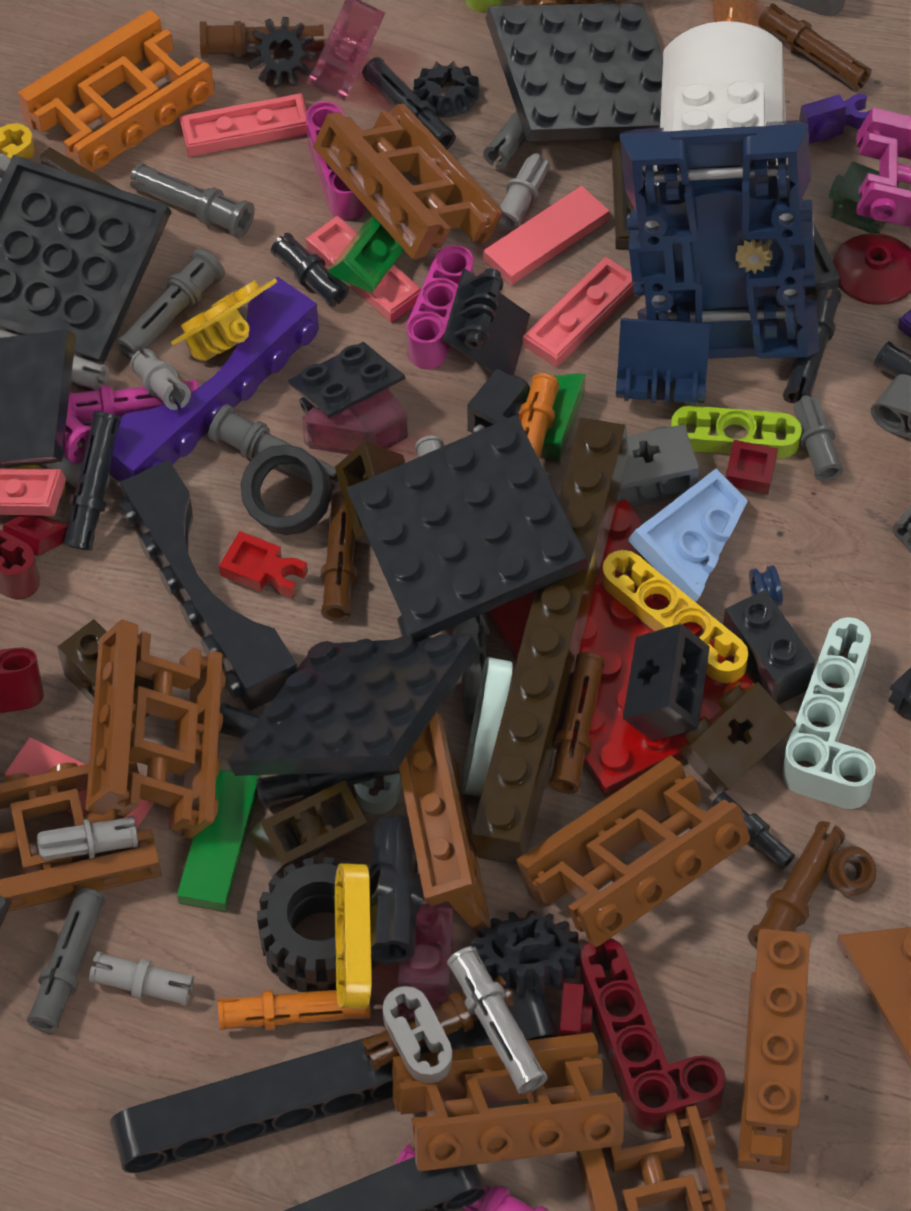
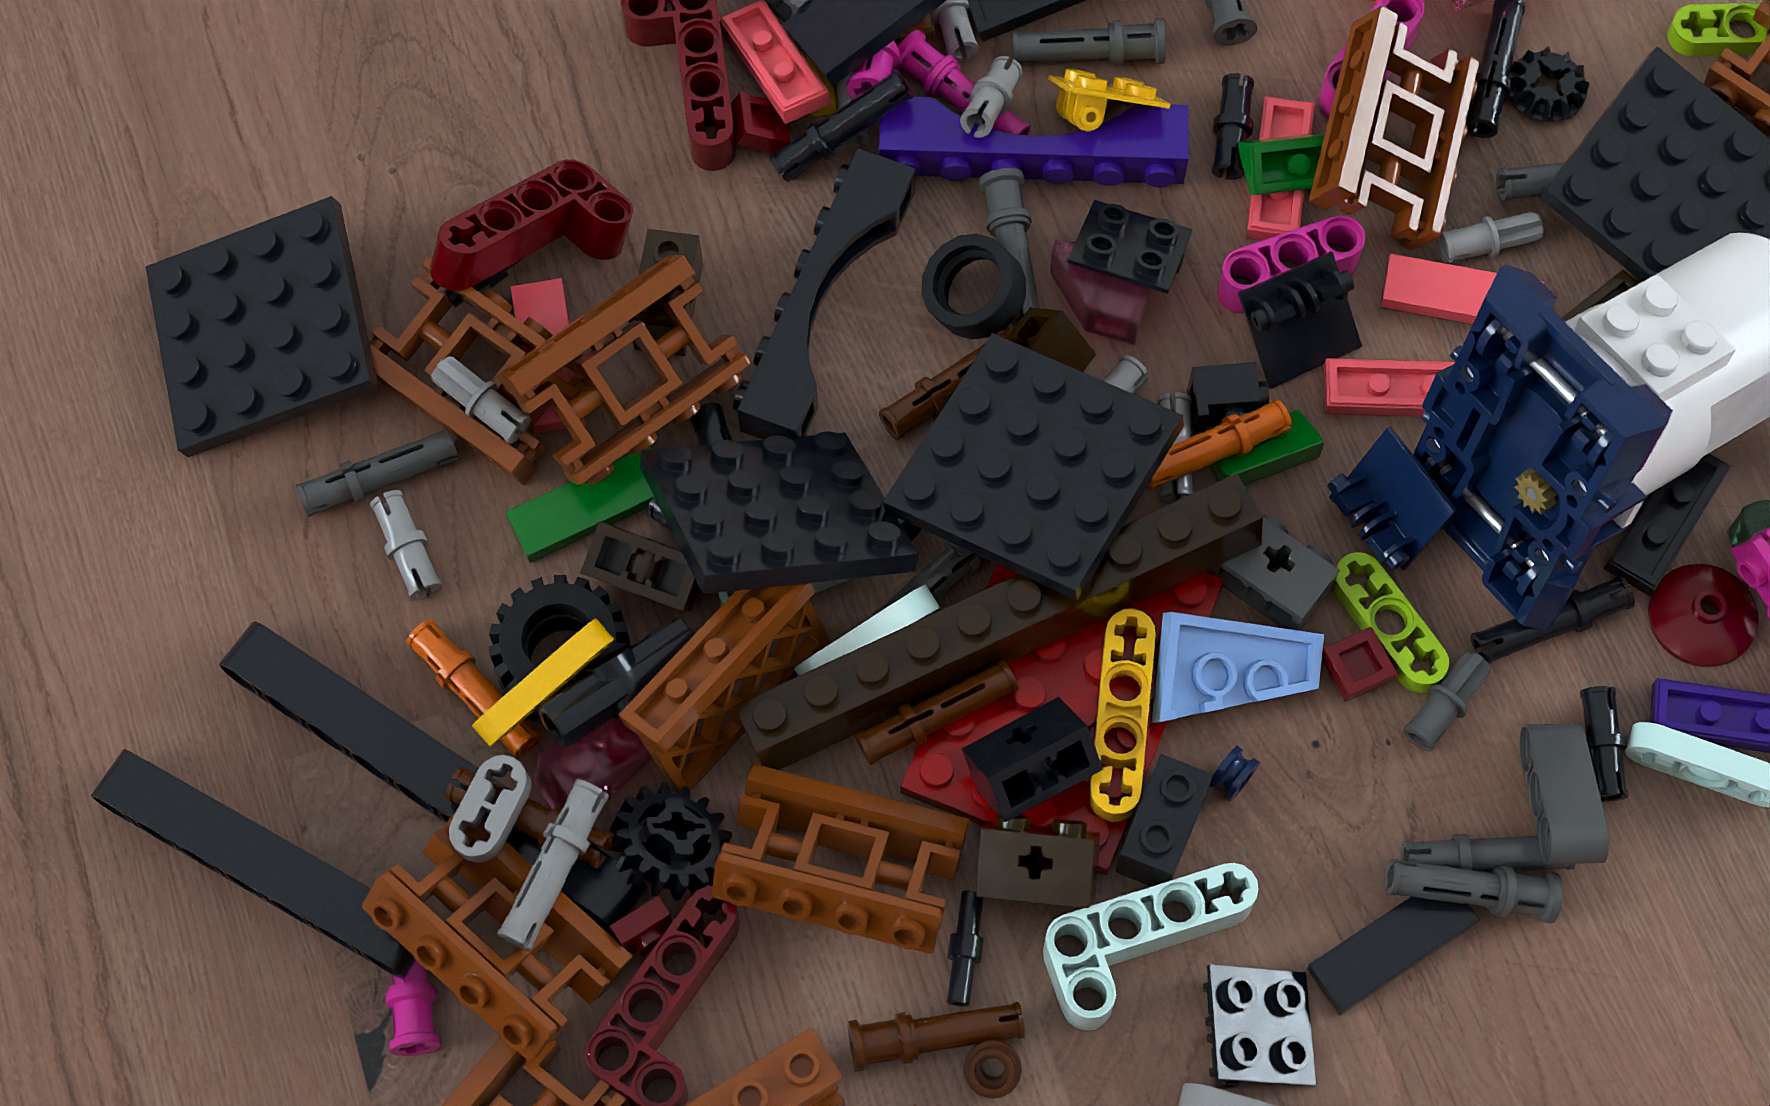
camera: 50 degrees right, 10 degrees up
(259, 562) = (885, 322): red plate -> none

